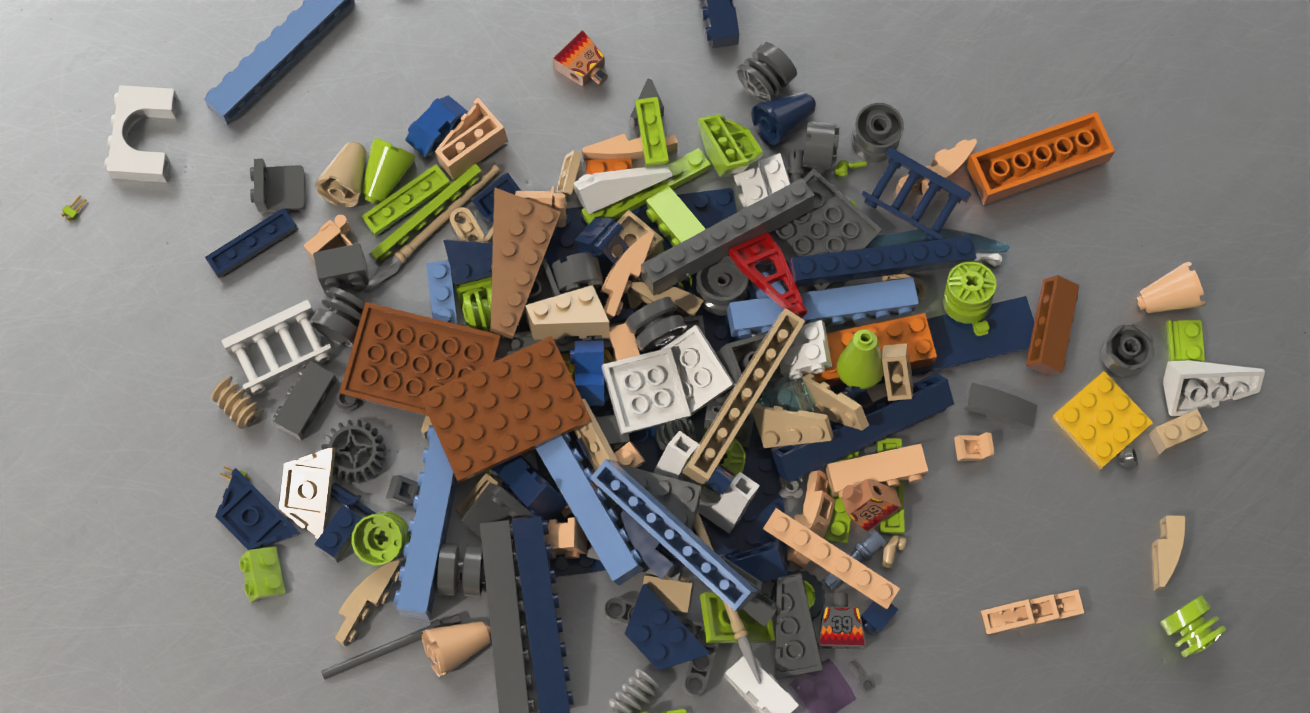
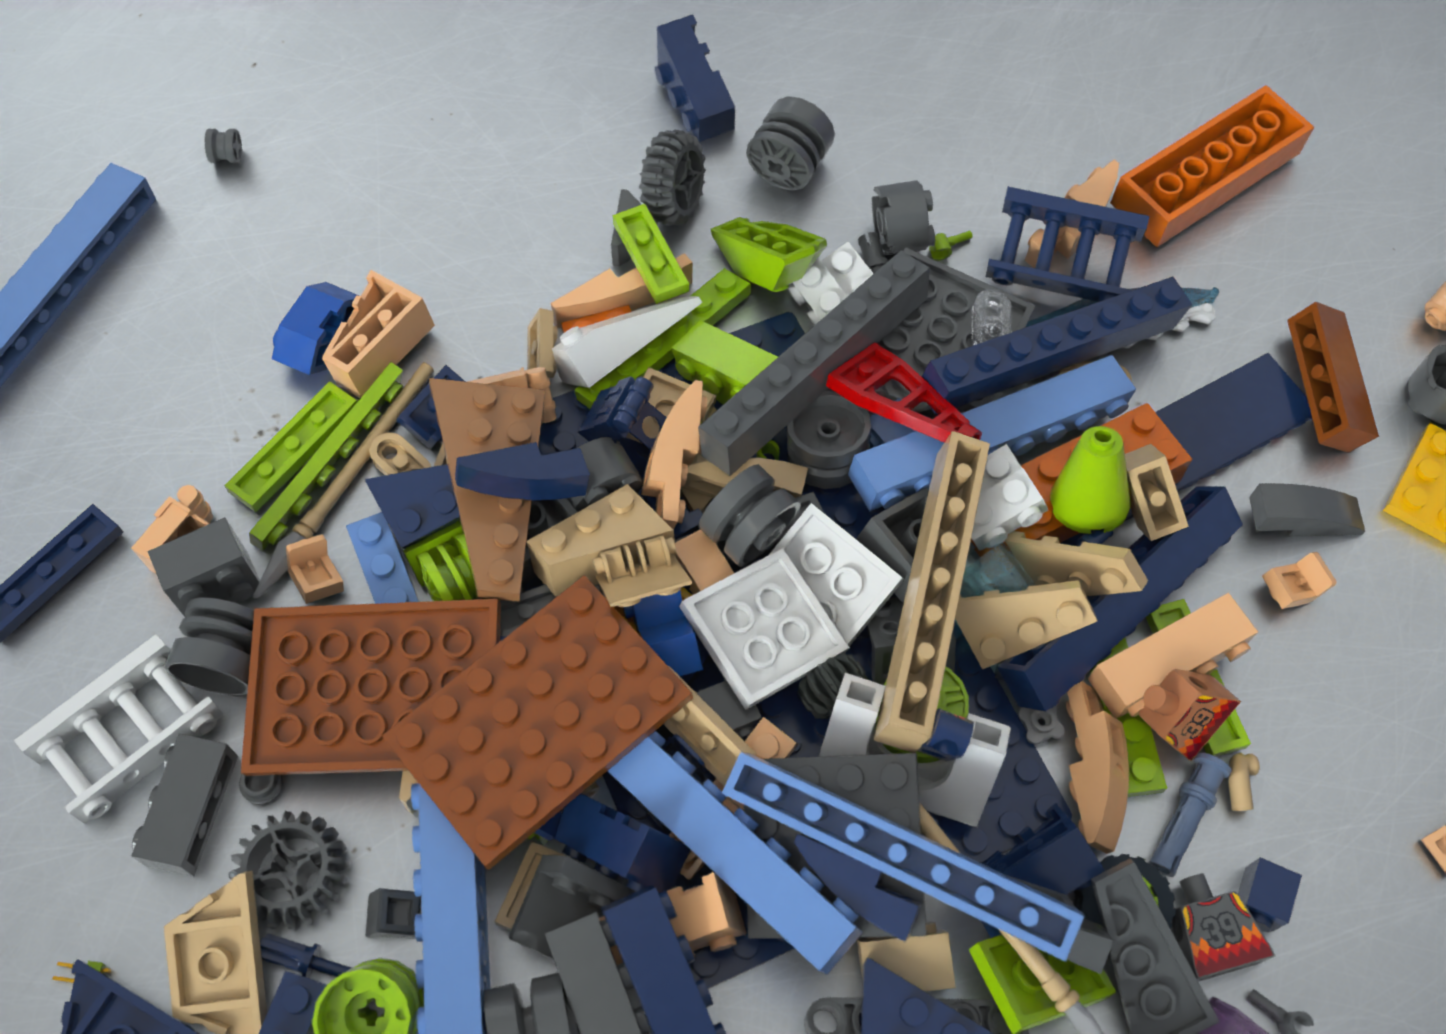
camera: 15 degrees left, 10 degrees down
(234, 404) = (59, 843): tan piece -> none
(277, 187) = (74, 477): dark grey bracket -> none
(343, 176) = (182, 434): tan cone -> none
(384, 170) = (248, 405): lime cone -> none
(401, 283) = (313, 569): none -> light nougat bracket
(534, 267) = (524, 473): none -> dark blue slope
(581, 61) = (515, 194): torso -> none
(583, 346) = (629, 584): none -> tan hinge
(682, 80) = (672, 177): none -> dark grey gear
(782, 116) = (829, 197): dark blue cone -> none
(831, 558) = (1164, 820): light nougat plate -> none
(848, 233) = (990, 315): none -> clear plate
(876, 130) = (974, 183): dark grey wheel -> none
(969, 292) = (1197, 359): lime wheel -> none
(981, 328) = (1224, 410): lime hand -> none

